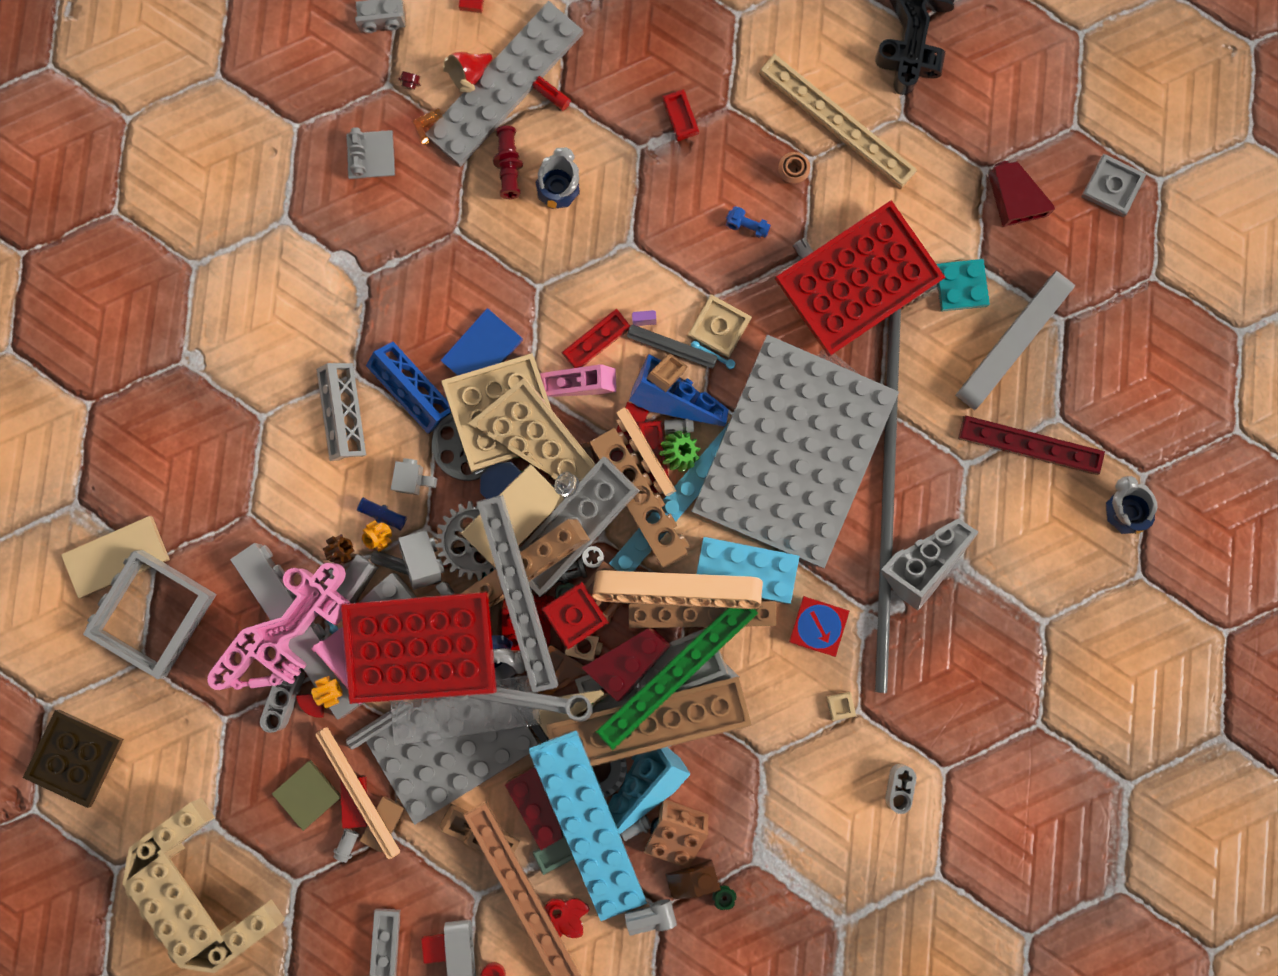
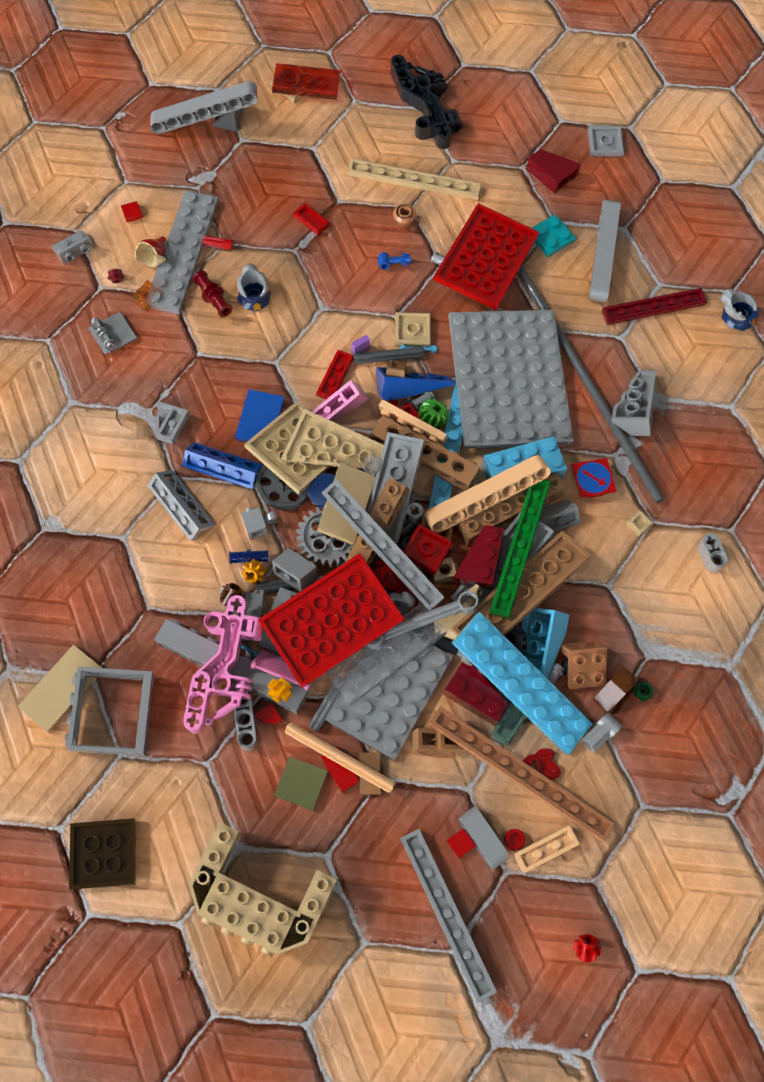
camera: 40 degrees left, 15 degrees down
(345, 845) = (351, 803): light grey pin -> none
(377, 304) = (170, 422): none -> light grey wing
(752, 649) = (560, 515): none -> light grey panel

